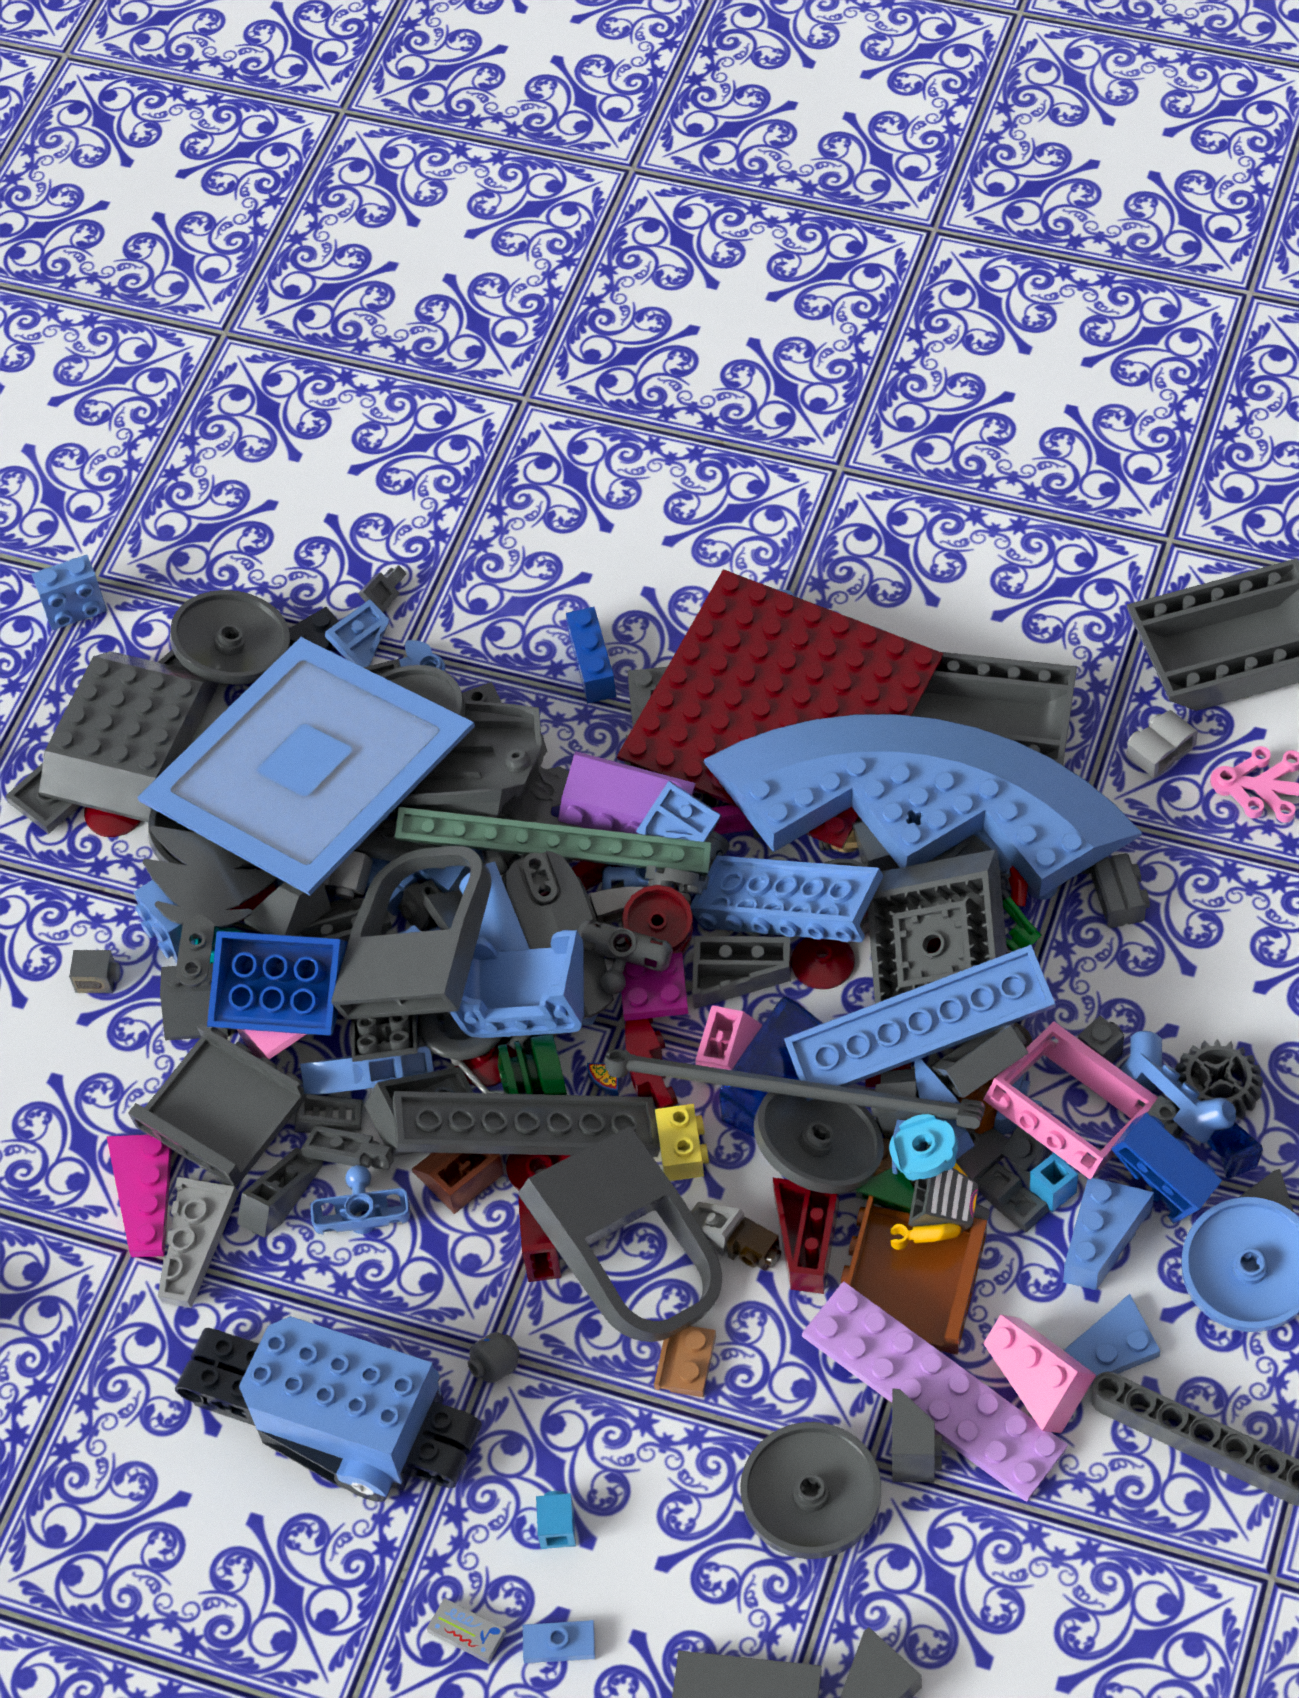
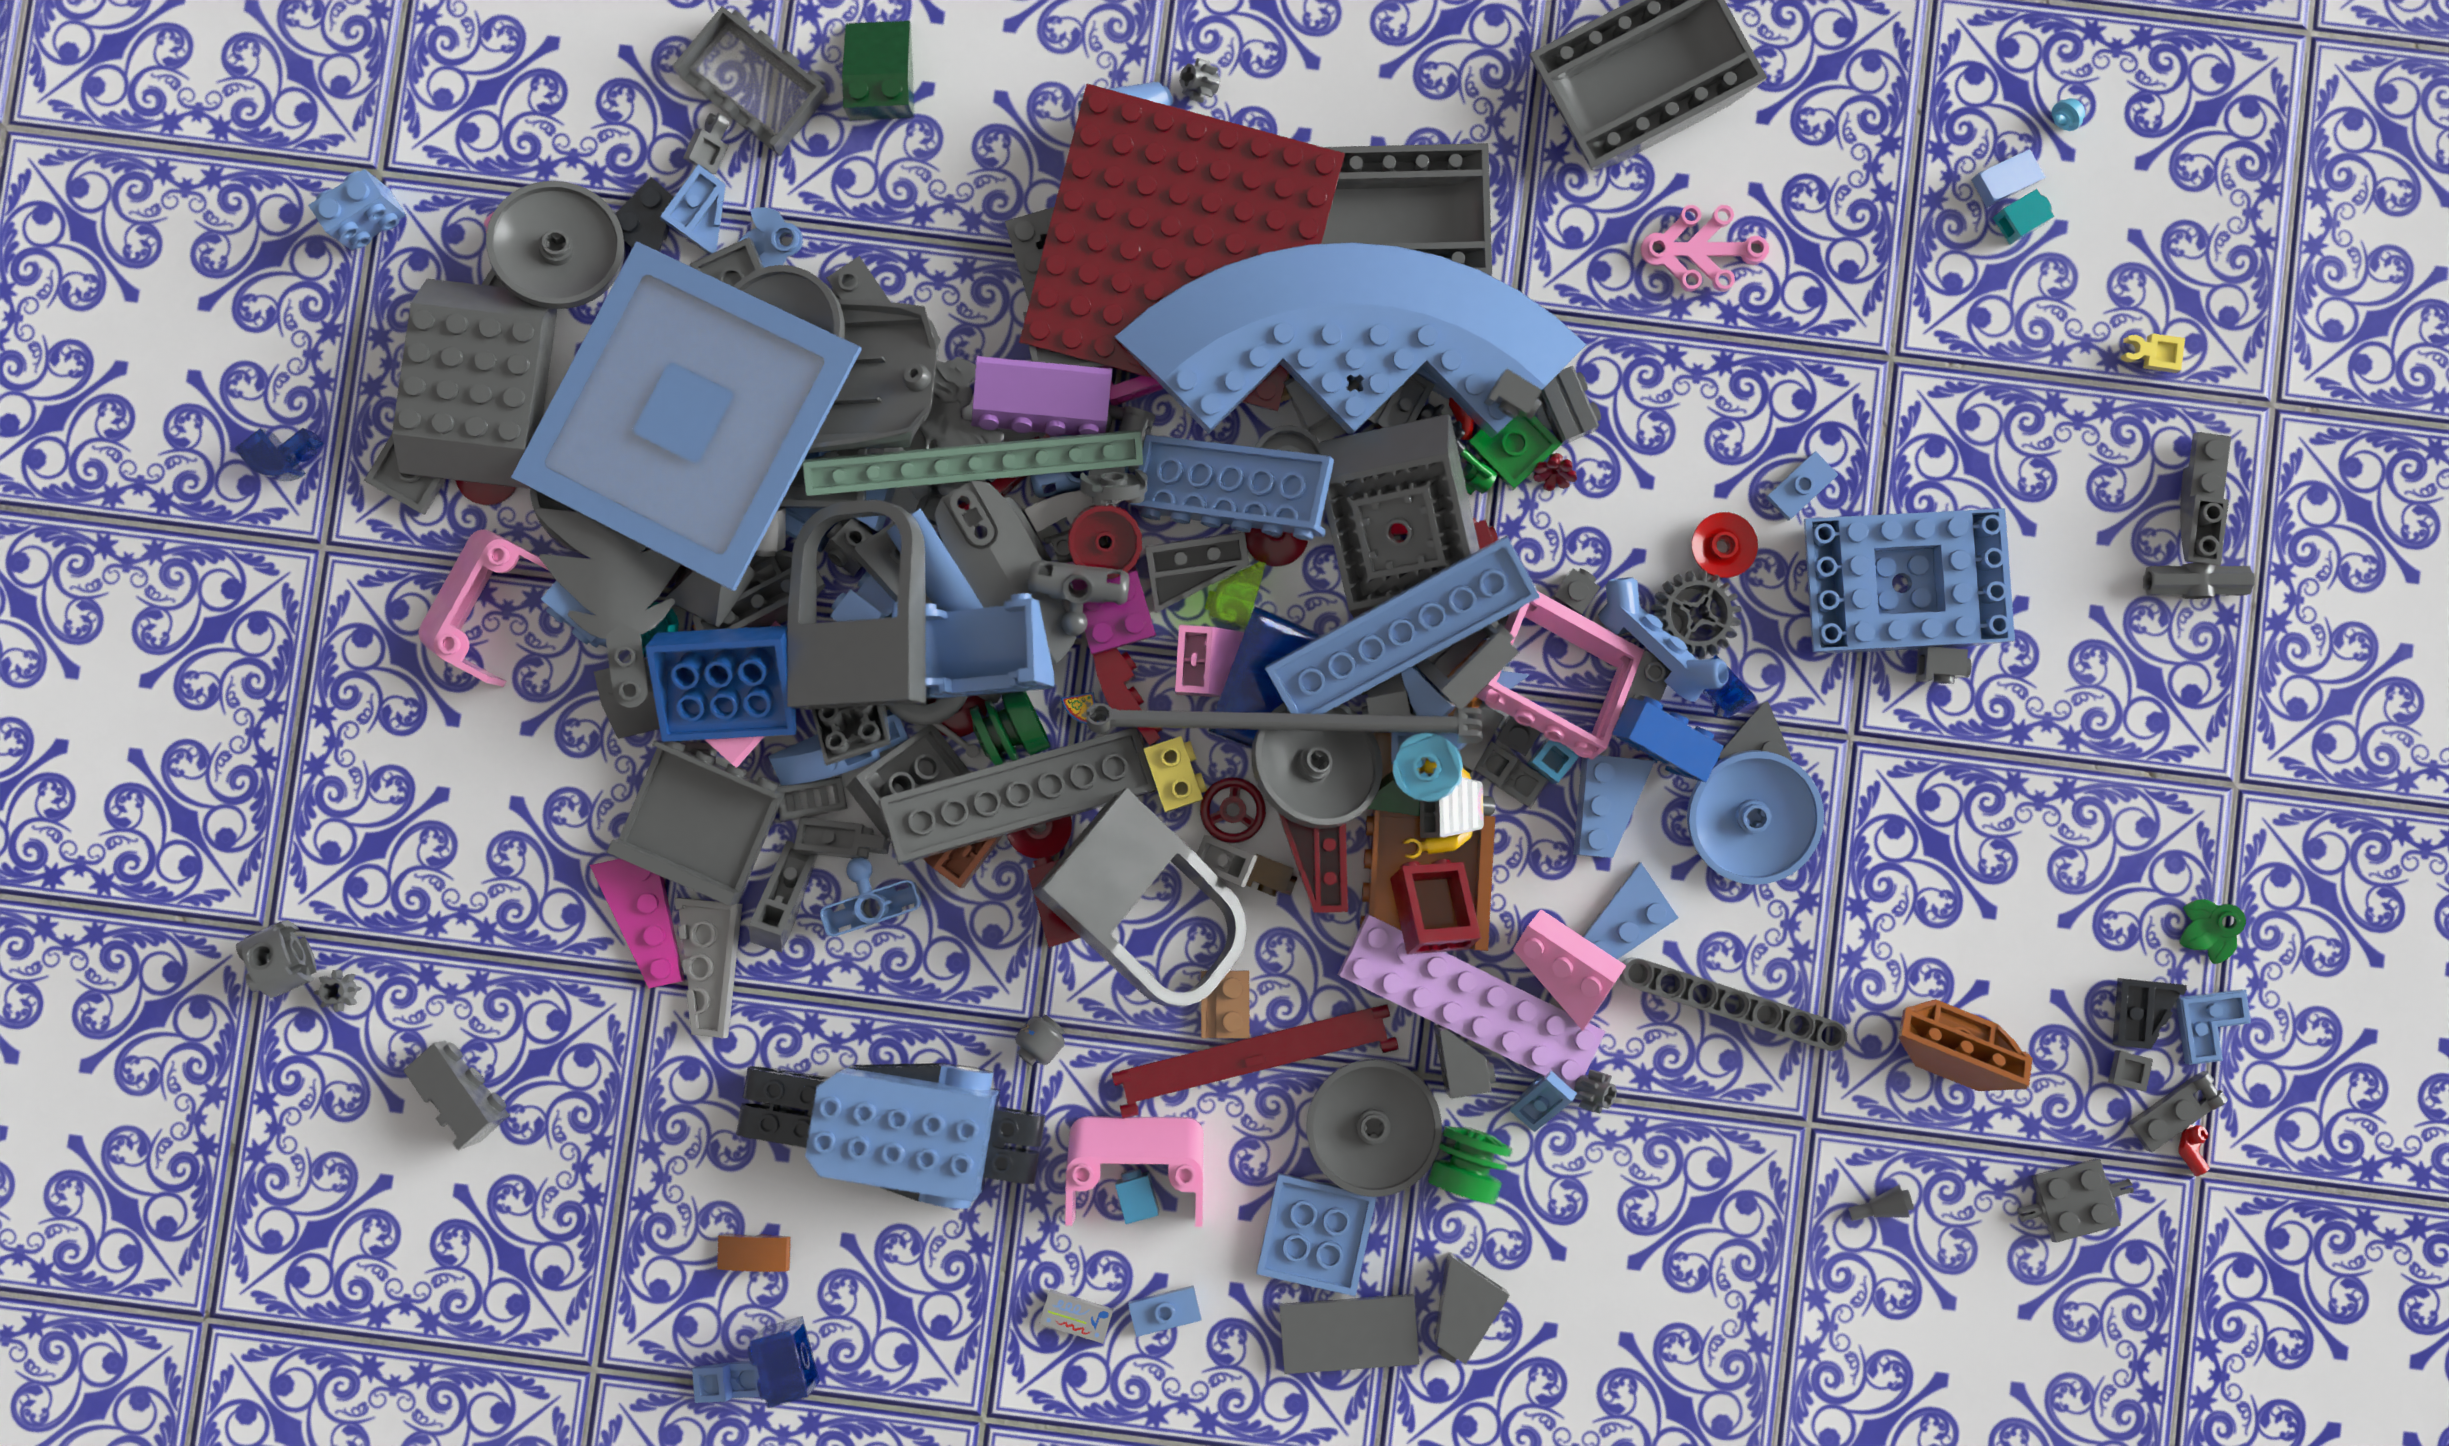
camera: 15 degrees left, 30 degrees up
(65, 893) = (443, 623): none -> bright pink windscreen
(93, 971) = (522, 678): dark grey brick -> none
(100, 1632) = (725, 1381): none -> medium blue slope
(160, 1509) = (753, 1253): none -> dark orange slope
(160, 1607) = (783, 1362): none -> clear blue brick
(433, 547) = (751, 79): none -> window
(544, 558) = (878, 71): none -> dark green slope
(591, 655) = (958, 198): blue brick -> none
(607, 1475) = (1135, 1141): none -> bright pink windscreen
(679, 816) = (1103, 413): medium blue wing -> none
(703, 1409) = (1253, 1055): none -> dark red piece
(729, 1171) = (1253, 825): none -> dark red piece
(731, 1590) = (1316, 1234): none -> medium blue plate
(768, 992) = (1236, 597): none -> clear neon green slope
(827, 594) = (1199, 80): none -> dark grey gear
(892, 1305) = (1415, 937): none -> dark red window
(902, 1538) = (1470, 1164): none -> green wheel
(991, 1496) = (1542, 1100): none -> medium blue slope
(1047, 1497) = (1595, 1091): none -> dark grey gear
(1059, 841) = (1514, 395): none -> dark grey brick
(1064, 916) = (1515, 449): none -> green plate
(1097, 943) = (1555, 472): none -> dark red plant
(1161, 743) = (1585, 216): light grey brick -> none
(1257, 1015) = (1740, 541): none -> red dish

